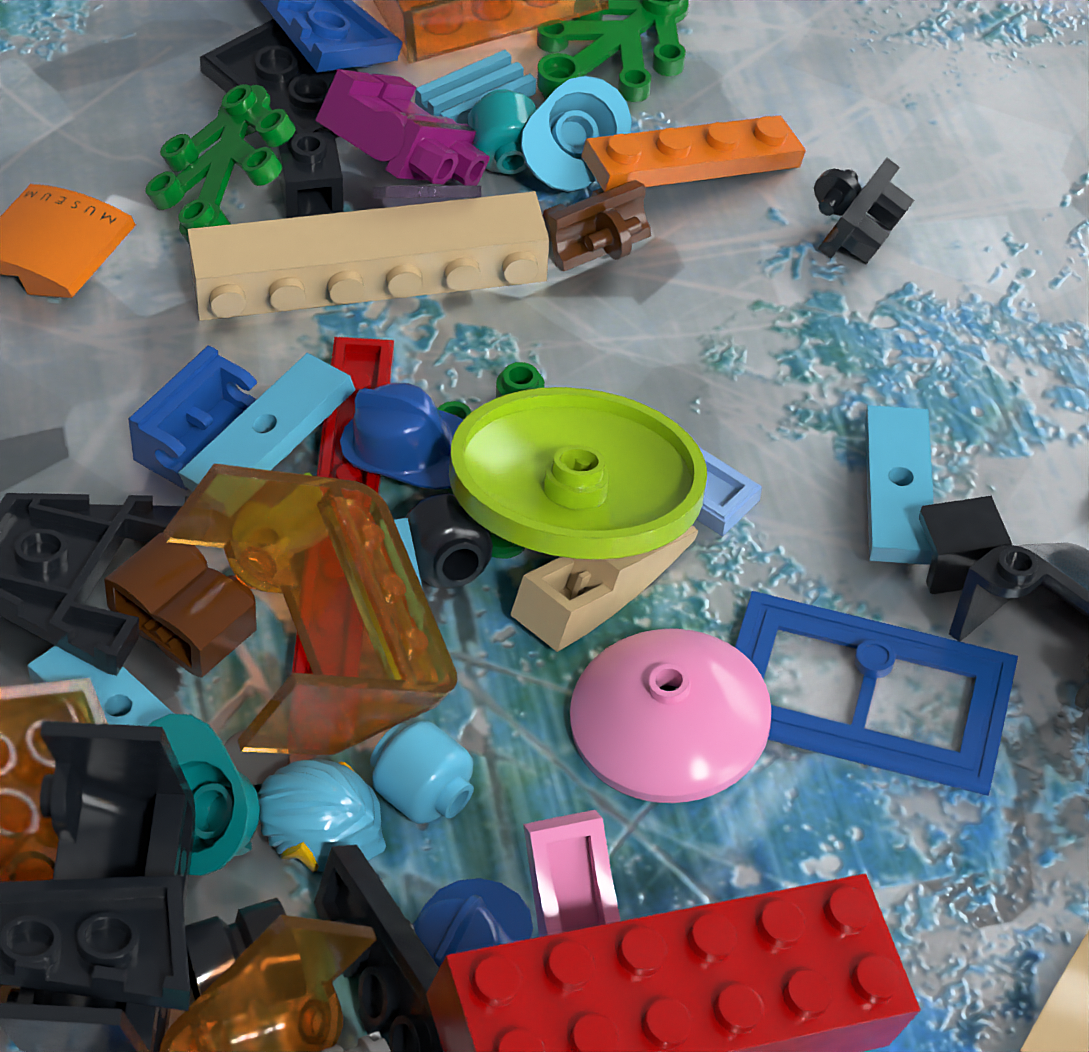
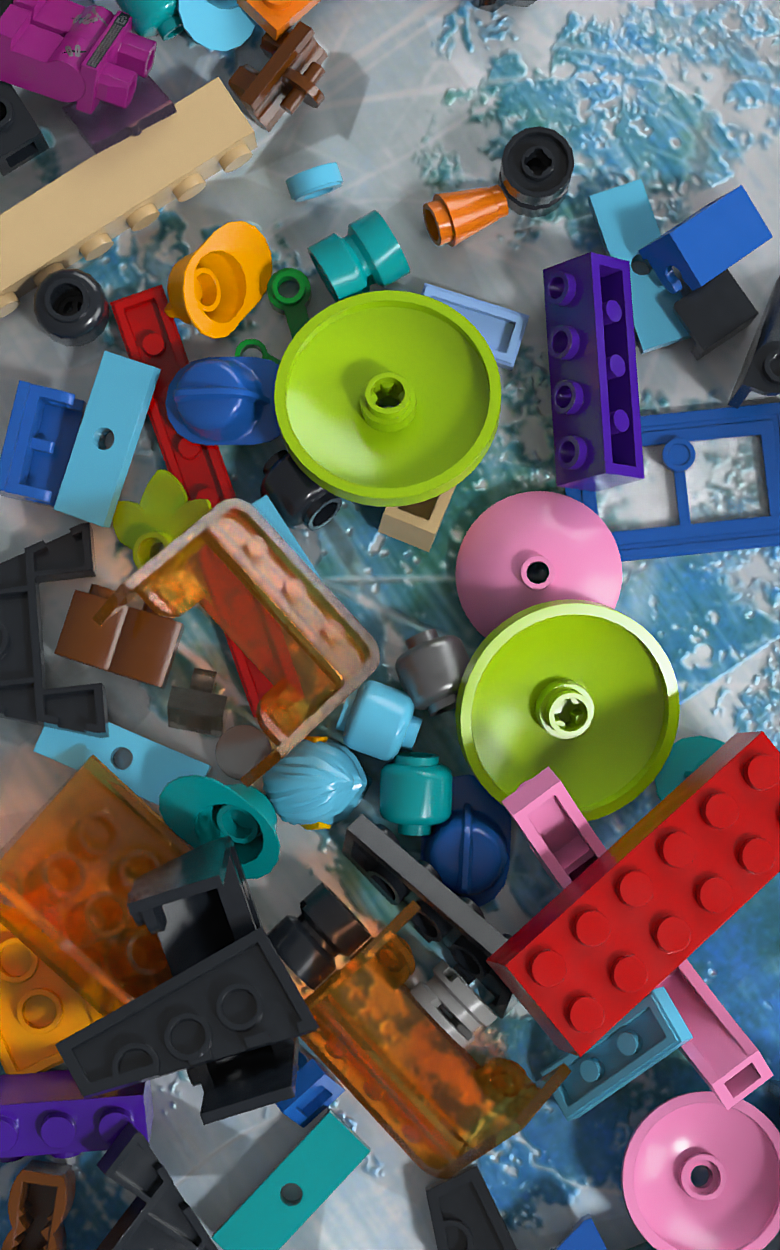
camera: 20 degrees left, 35 degrees up
(227, 690) = (198, 707): none -> clear smoke tile
(294, 316) = (66, 290): none -> black head
(429, 856) = (415, 792): none -> teal head
(454, 345) = (220, 280): none -> light orange piece
(511, 751) = (432, 670): none -> flat silver head
(589, 309) = (314, 182): none -> medium azure tile
(617, 368) = (359, 259): none -> teal wheel
(678, 797) = (570, 693): none -> lime dish
(728, 382) = (463, 213): none -> orange cone
(807, 540) = (593, 373): none -> dark purple brick
(819, 366) = (536, 171): none -> black wheel
(978, 462) = (707, 241): none -> blue hinge

